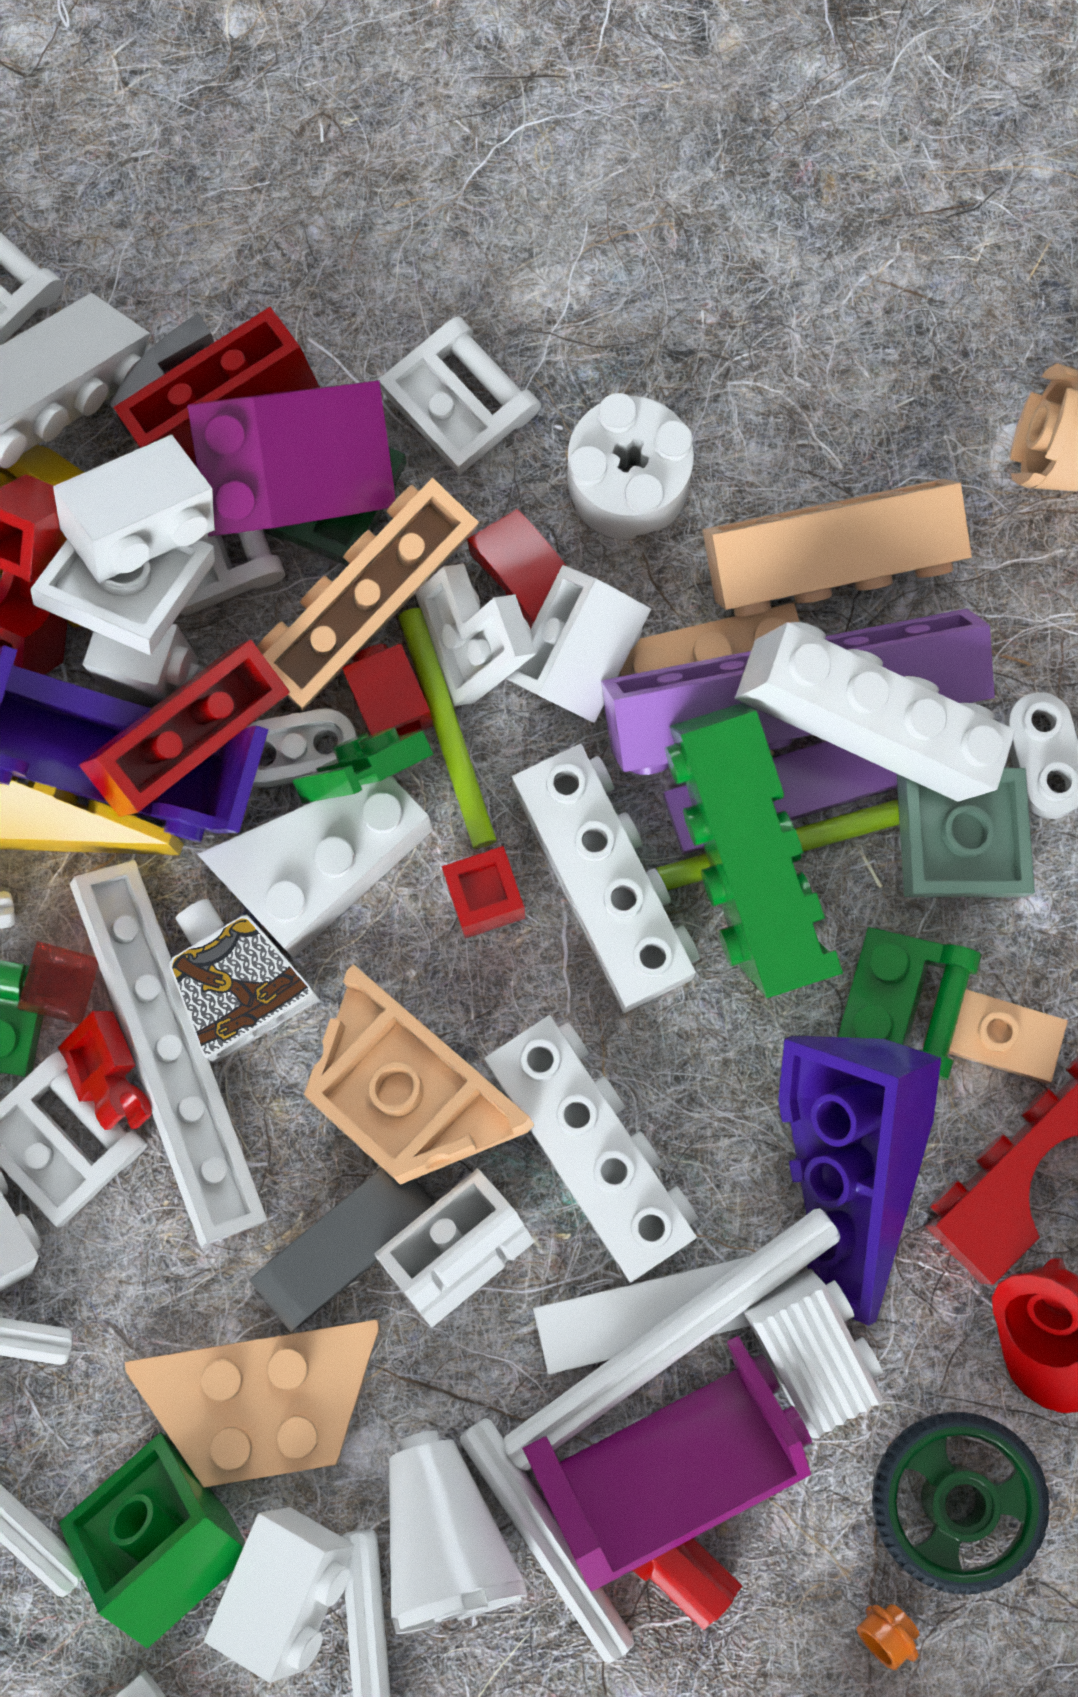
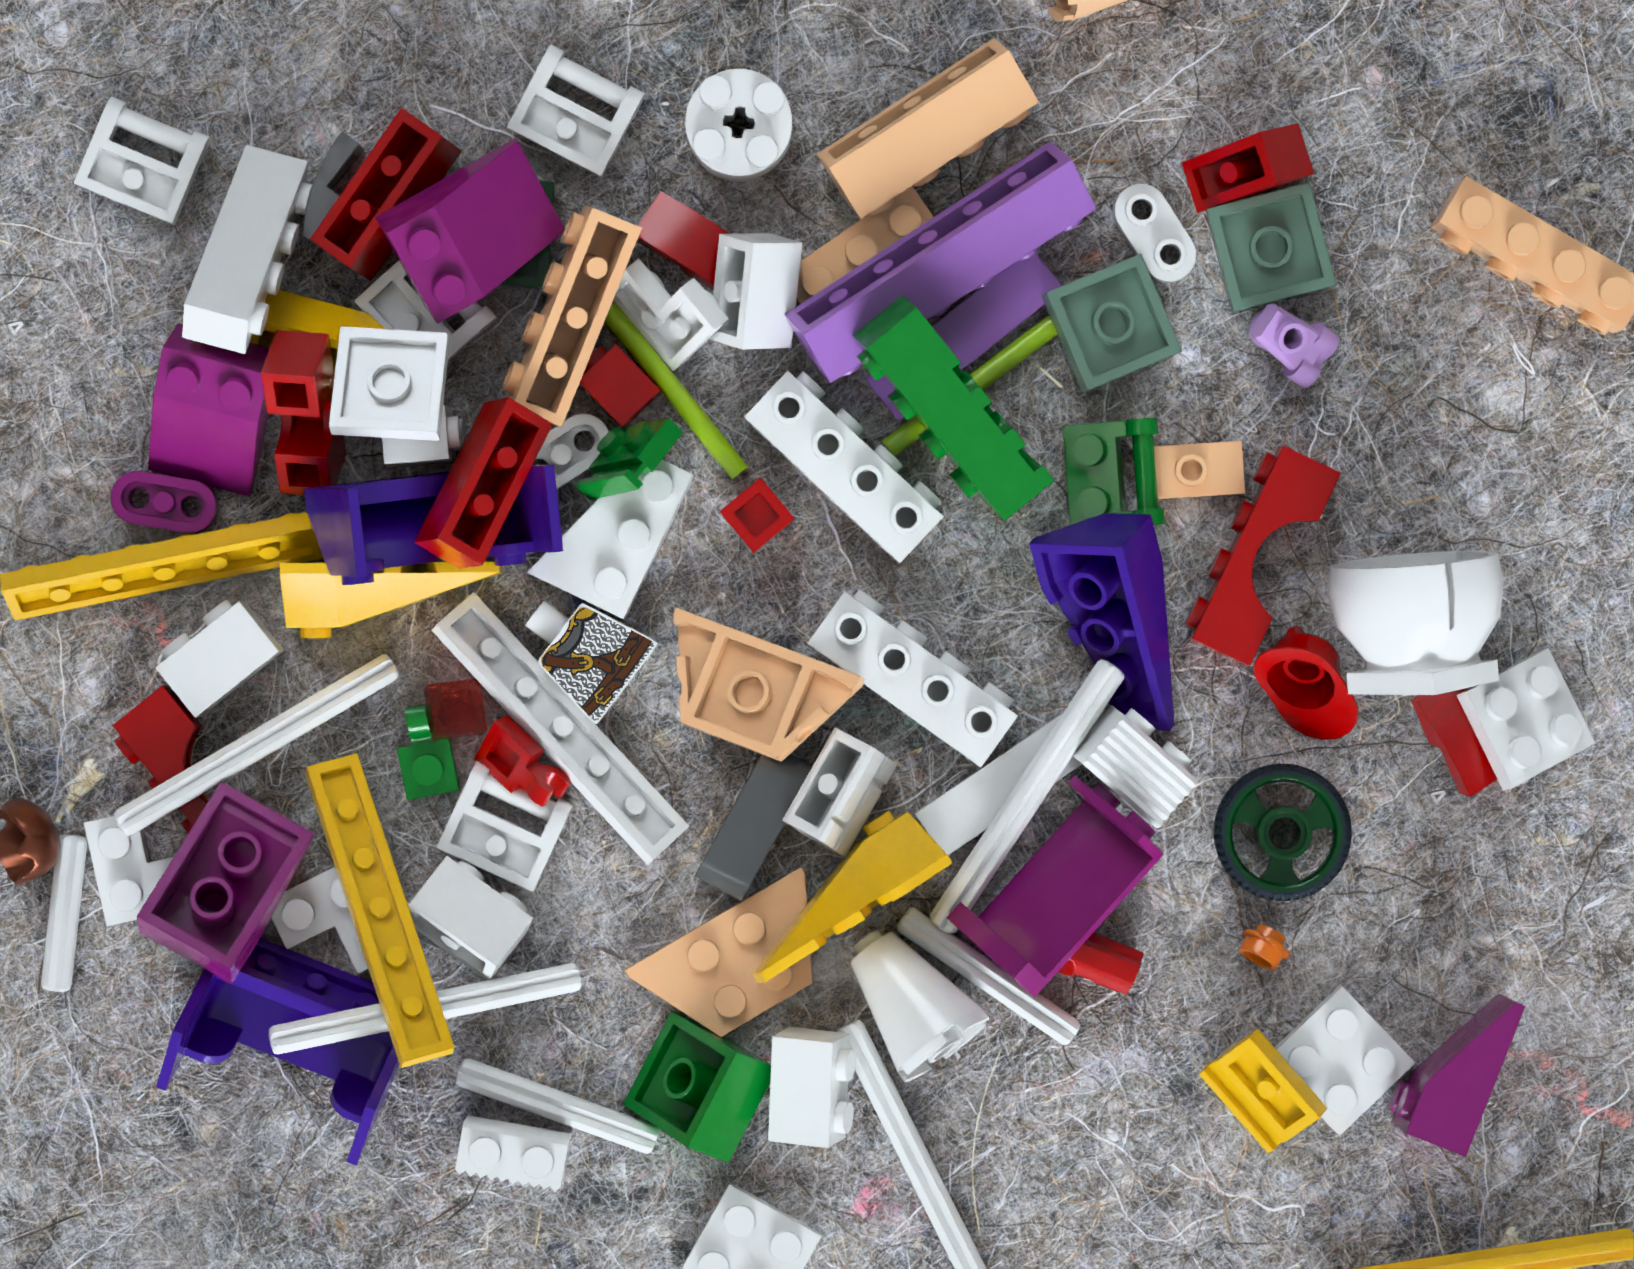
camera: 25 degrees left, 10 degrees up
(135, 508) = (382, 332): white brick -> none
(459, 1360) = (875, 871): none -> yellow wedge
(875, 711) = (1007, 269): white brick -> none

